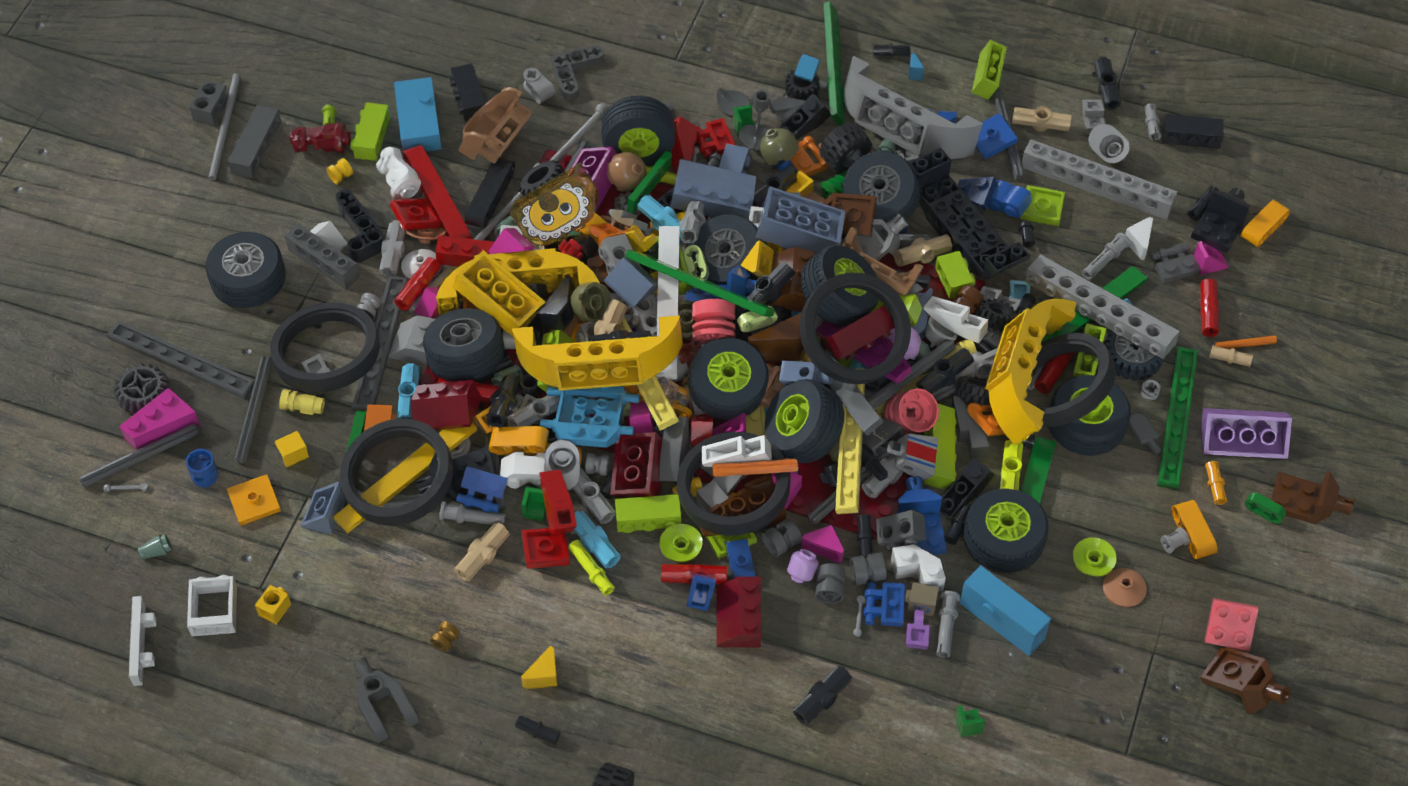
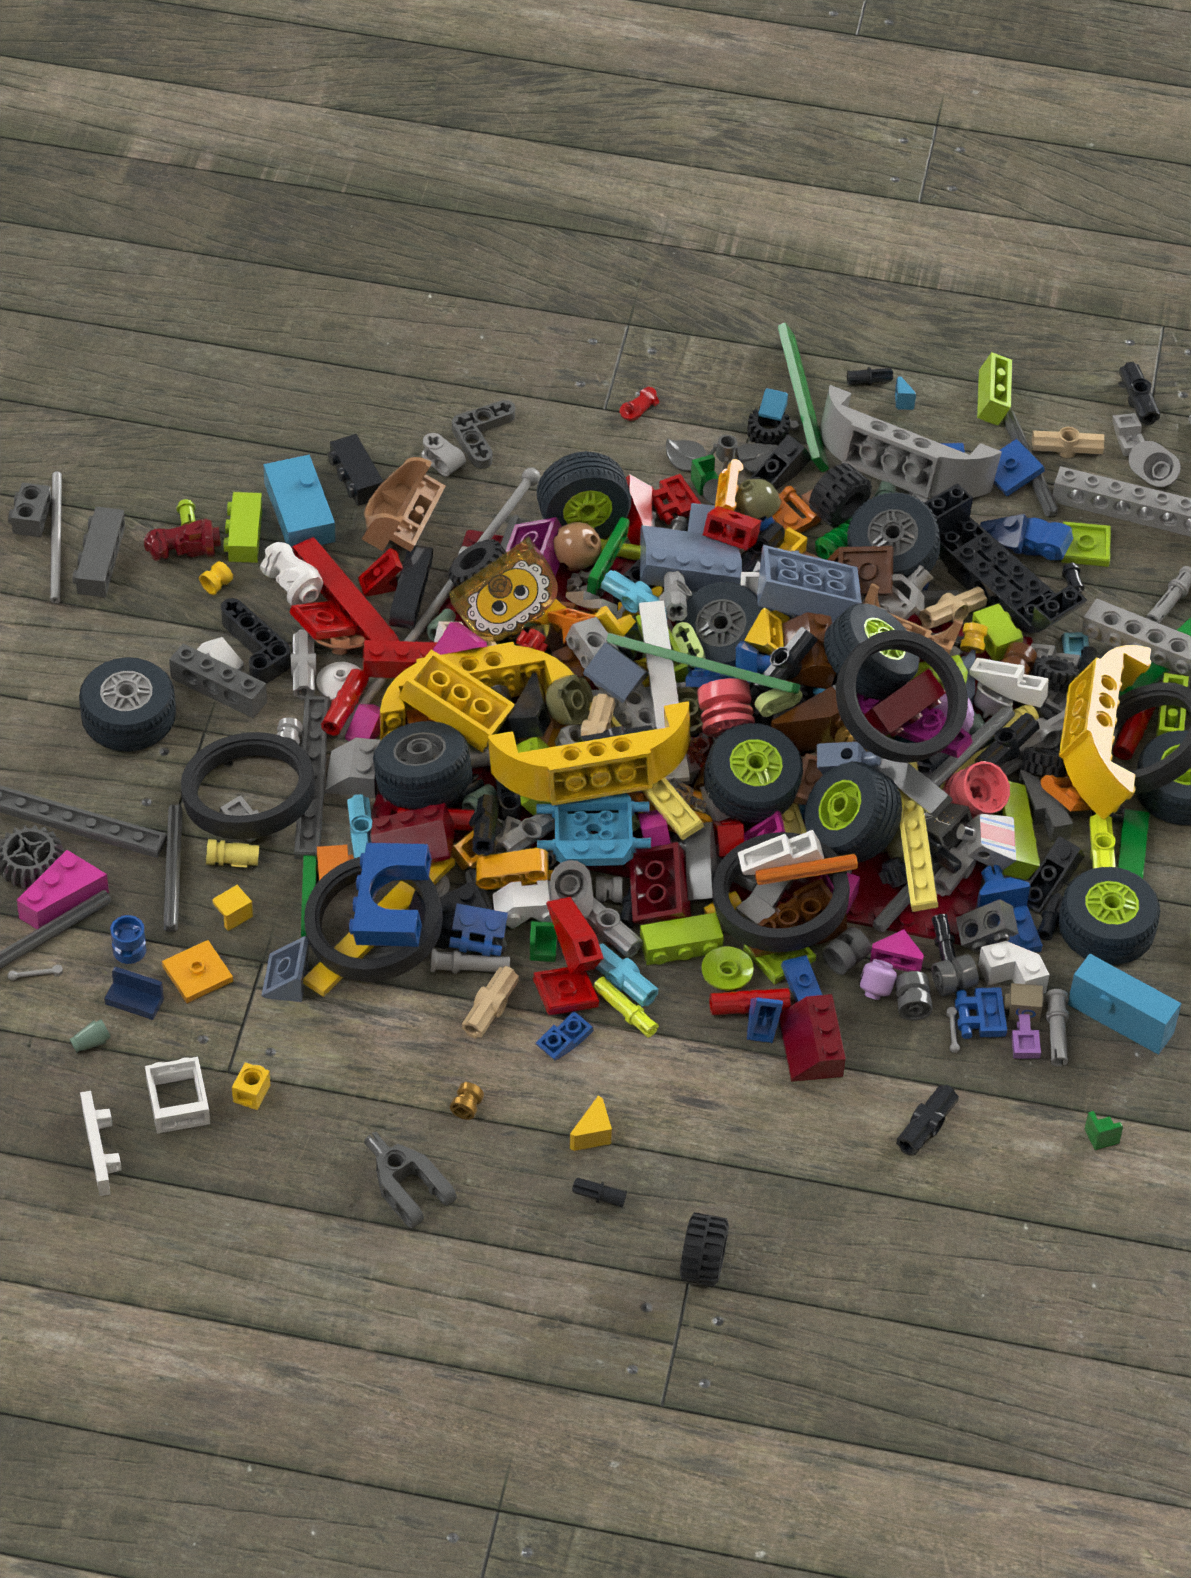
camera: 10 degrees left, 5 degrees down
(198, 515) = (135, 993): none -> dark blue panel
(405, 430) = (379, 866): none -> blue arch
(469, 180) = (381, 575): none -> red slope
(538, 588) = (565, 1037): none -> blue slope
(698, 61) = (634, 409): none -> red piece
(752, 167) = (731, 528): none -> red brick
(756, 135) = (727, 485): none -> light orange plate
(933, 278) = (974, 637): none -> yellow wheel

